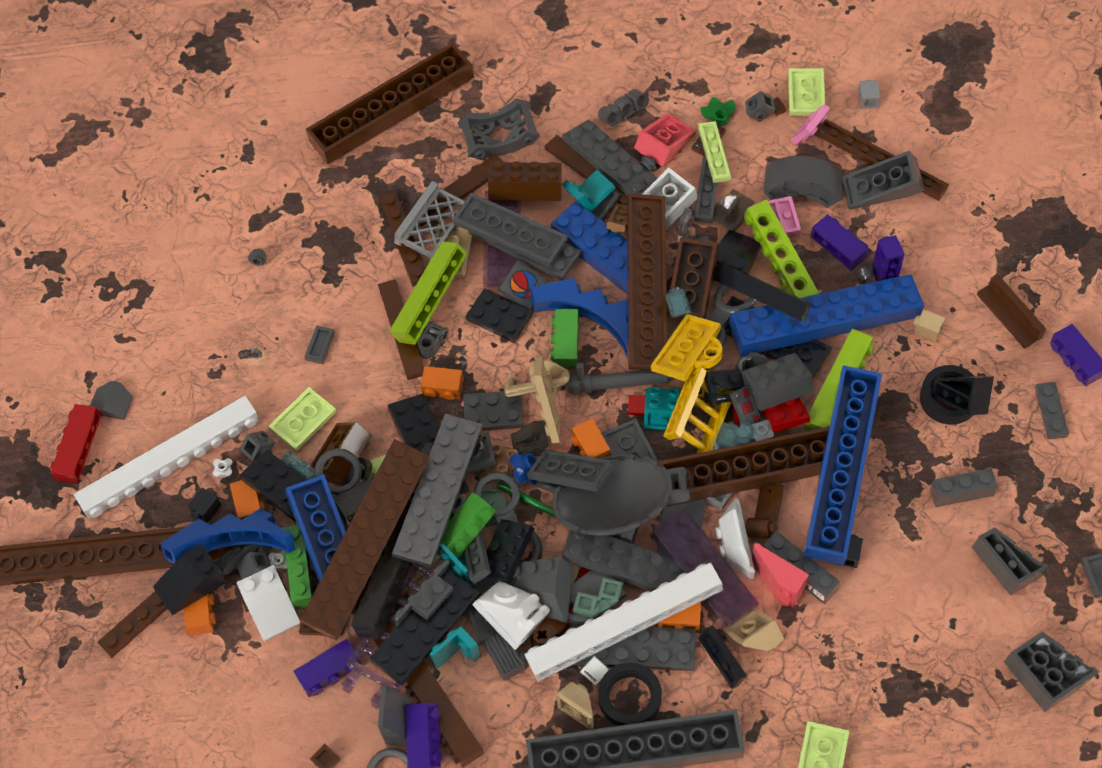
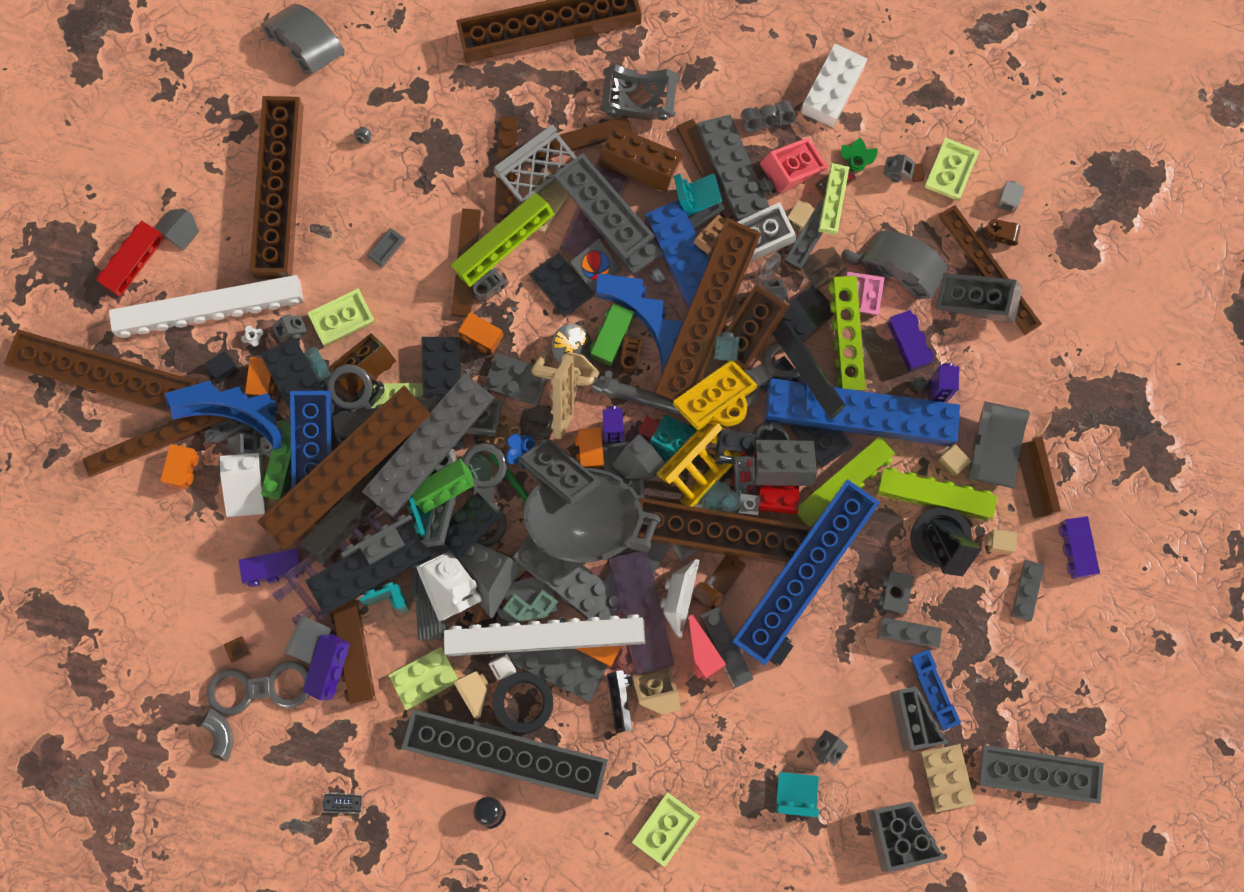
camera: 15 degrees right, 15 degrees up
(168, 192) = (305, 35): none -> dark grey panel
(189, 580) = (178, 437): black slope -> none
(194, 329) = (276, 187): none -> reddish brown brick
(522, 713) = (423, 678): none -> yellowish green plate
(525, 354) = (571, 339): none -> shield
(584, 273) = (657, 275): none -> light grey plate
(590, 346) = (630, 351): none -> reddish brown piece
(604, 408) = (613, 425): none -> dark purple brick
(641, 432) = (638, 460): none -> dark grey slope
(670, 63) = (834, 85): none -> white brick
(691, 173) = (800, 215): none -> tan brick
(754, 194) = (851, 257): none -> dark grey arm
(809, 127) = (935, 209): bright pink plate -> none
(878, 124) = (1002, 232): none -> reddish brown piece
(921, 360) = (936, 494): none -> lime brick
(932, 674) = (797, 794): none -> teal bracket
(934, 447) = (903, 584): none -> dark grey brick
(941, 617) = (829, 748): none -> dark grey brick
(961, 295) = (998, 444): none -> dark grey panel
(997, 517) = (934, 690): none -> blue slope
(1007, 376) = (1001, 541): none -> tan brick
(1063, 603) = (947, 778): none -> tan plate

